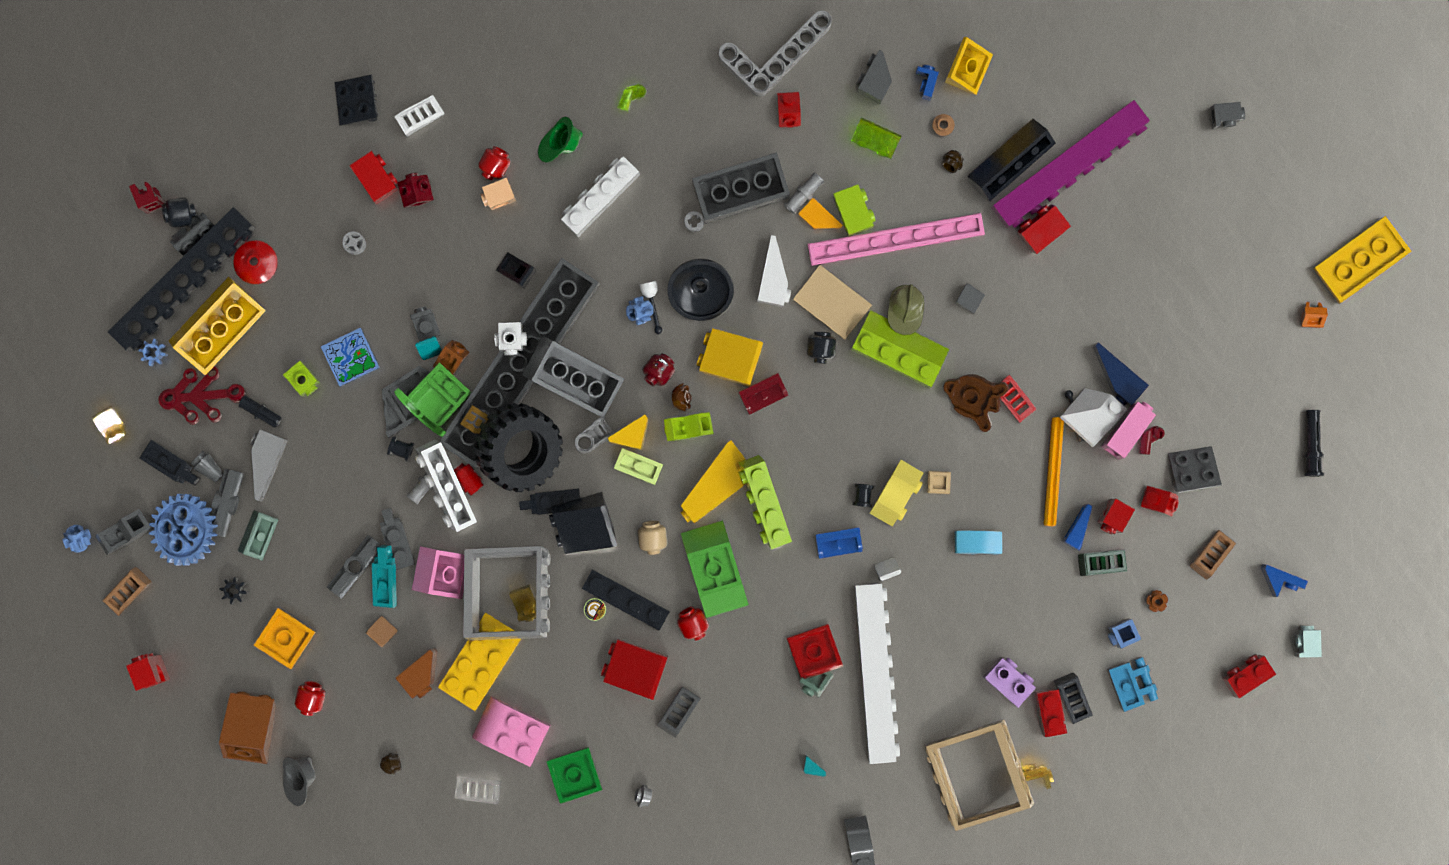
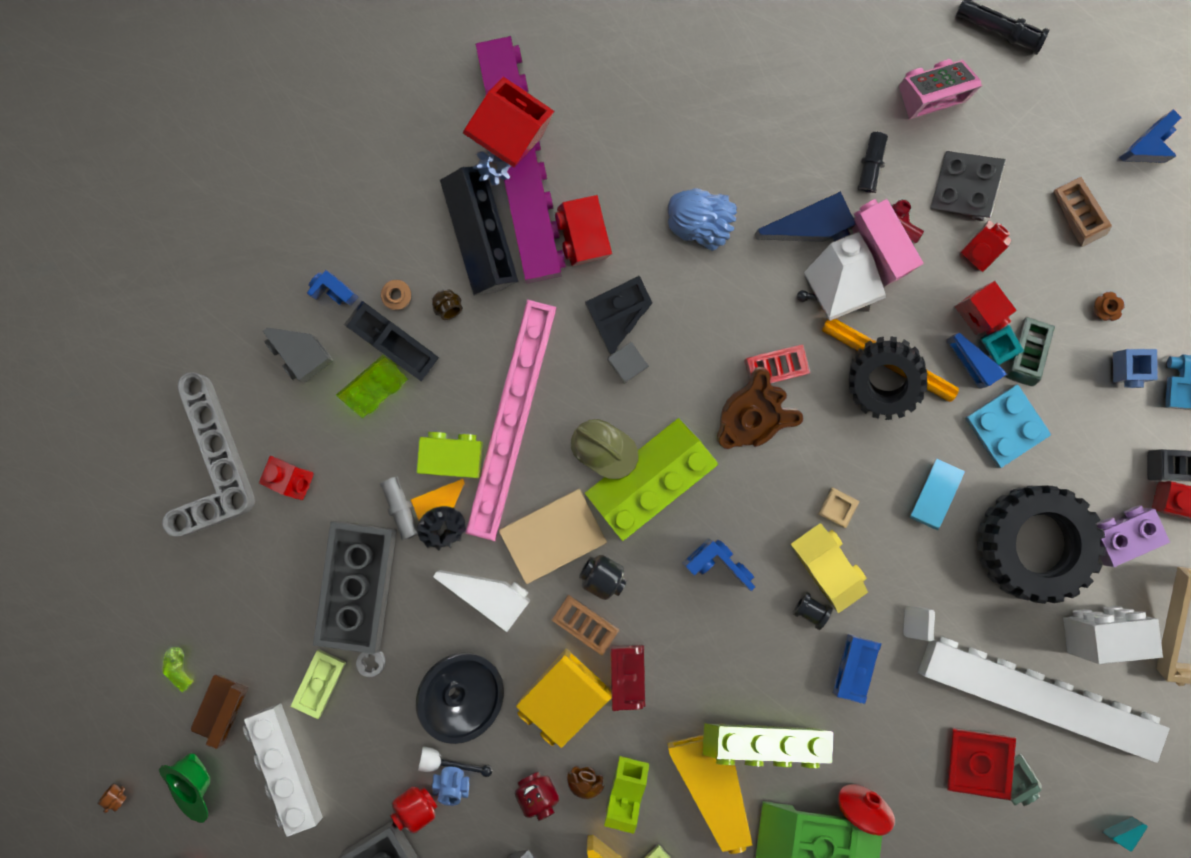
camera: 65 degrees left, 0 degrees up
(529, 94) = (112, 798): none -> dark orange plate
(613, 293) = (413, 809): none -> red head
(617, 136) = (219, 710): none -> reddish brown panel
(664, 193) = (318, 684): none -> yellowish green plate
(751, 587) = (866, 809): none -> red dish
(782, 368) = (611, 632): none -> medium nougat slope
(806, 218) = (433, 520): none -> black gear
(864, 405) = (702, 560): none -> blue bracket
(911, 136) = (391, 340): none -> black slope
(939, 693) = (1112, 635): none -> white brick
(969, 66) = (337, 229): yellow slope -> none
(1001, 276) = (618, 311): none -> black wing
(1008, 623) = (1080, 544): none -> black tyre
(1045, 570) = (1008, 426): none -> medium azure plate
(1052, 151) = (490, 173): none -> medium blue gear
(1057, 472) = (893, 401): none -> black tyre
(1089, 302) = (701, 217): none -> medium blue hair
(1090, 146) = (509, 122): none -> red slope
(1097, 540) = (1002, 345): none -> teal slope
(1180, 400) = (873, 162): none -> black axle
(1249, 419) = (938, 88): none -> bright pink slope

